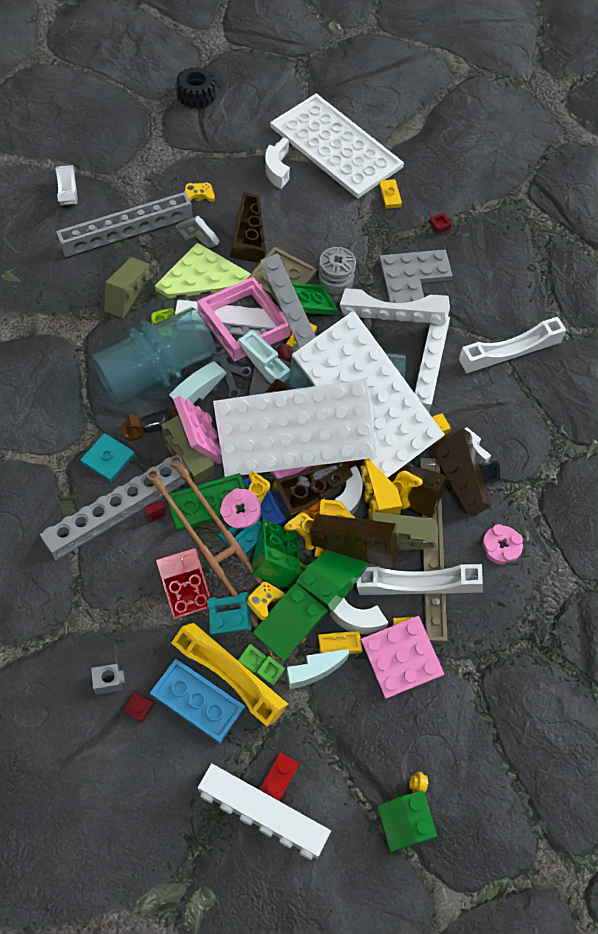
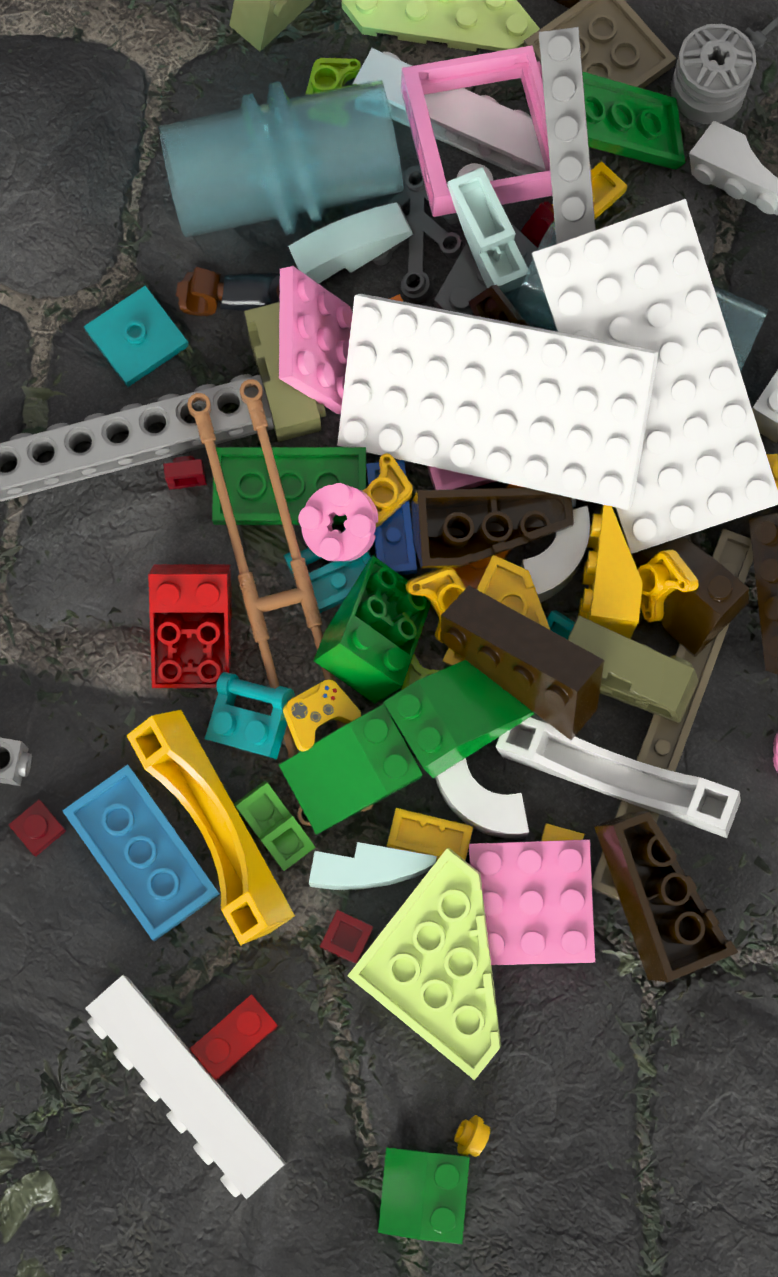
camera: 25 degrees right, 15 degrees up
(317, 706) = (346, 937): none -> dark red plate
(367, 703) = (437, 966): none -> yellowish green plate
(463, 632) = (659, 900): none -> dark brown wedge

